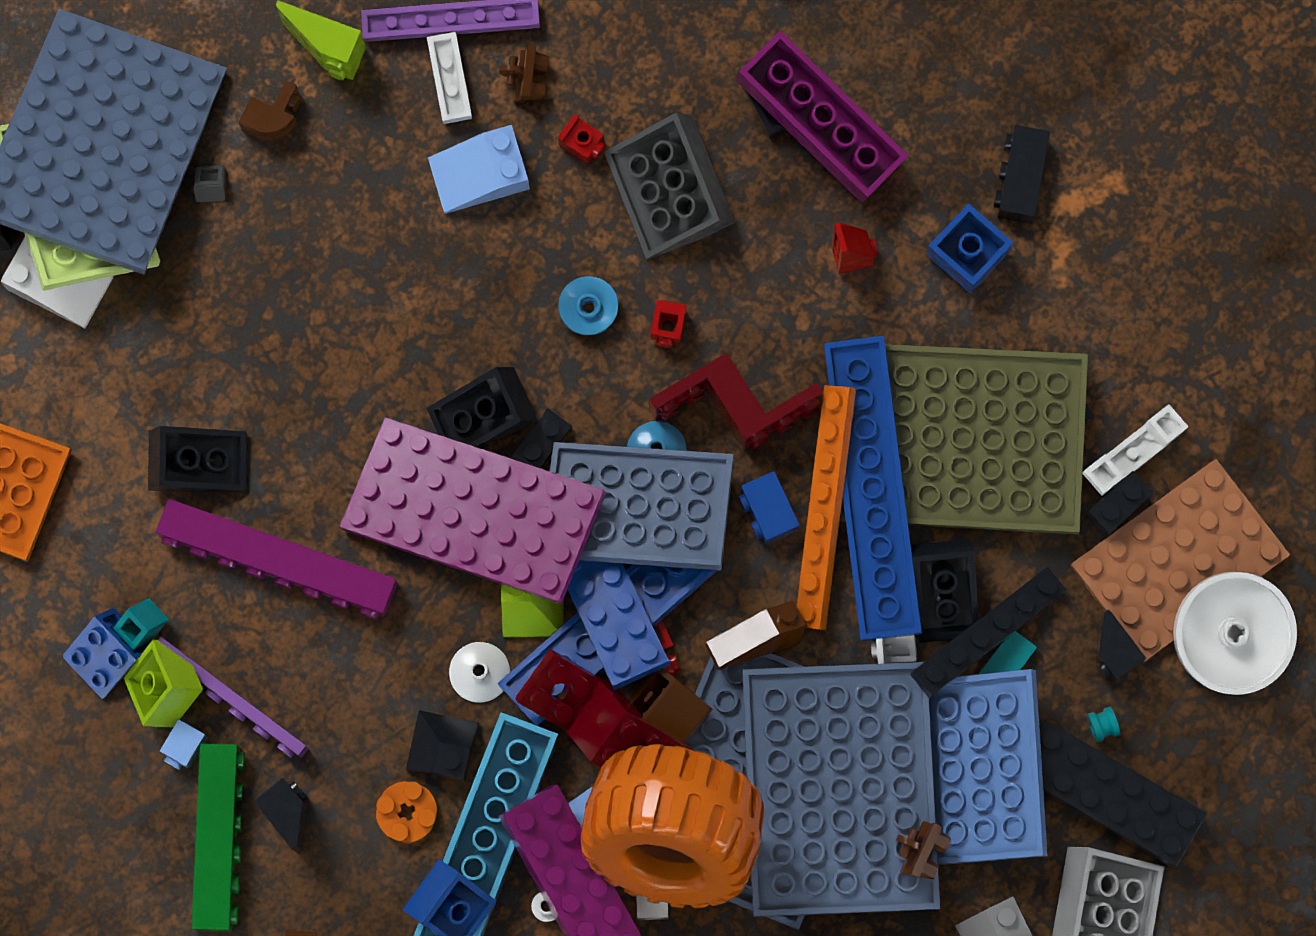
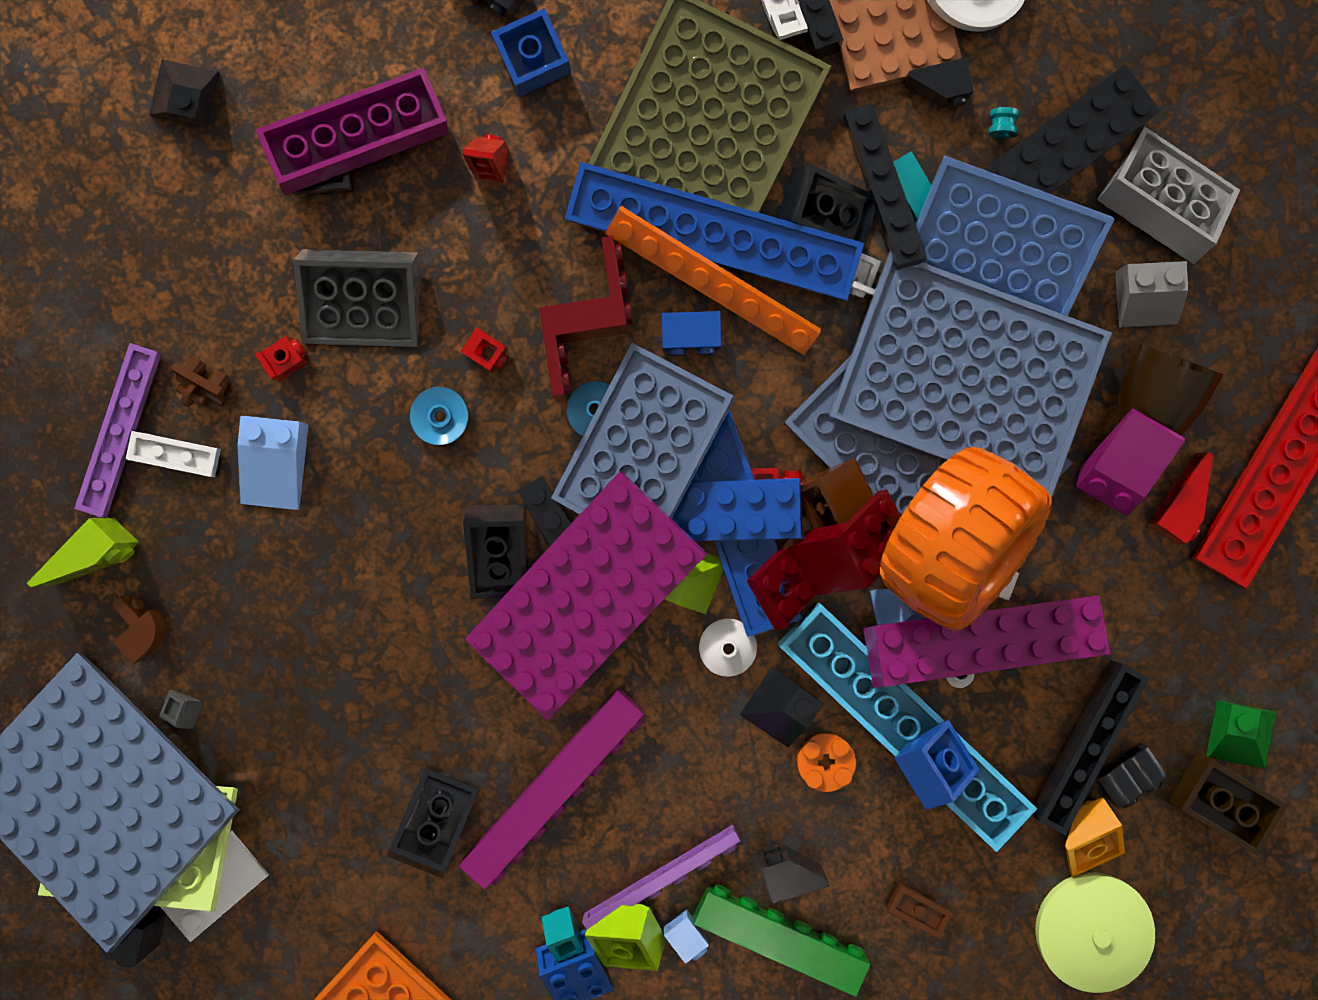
camera: 70 degrees left, 10 degrees up
(758, 636) = (804, 390): slope -> none
(918, 847) = (1059, 326): reddish brown hips -> none

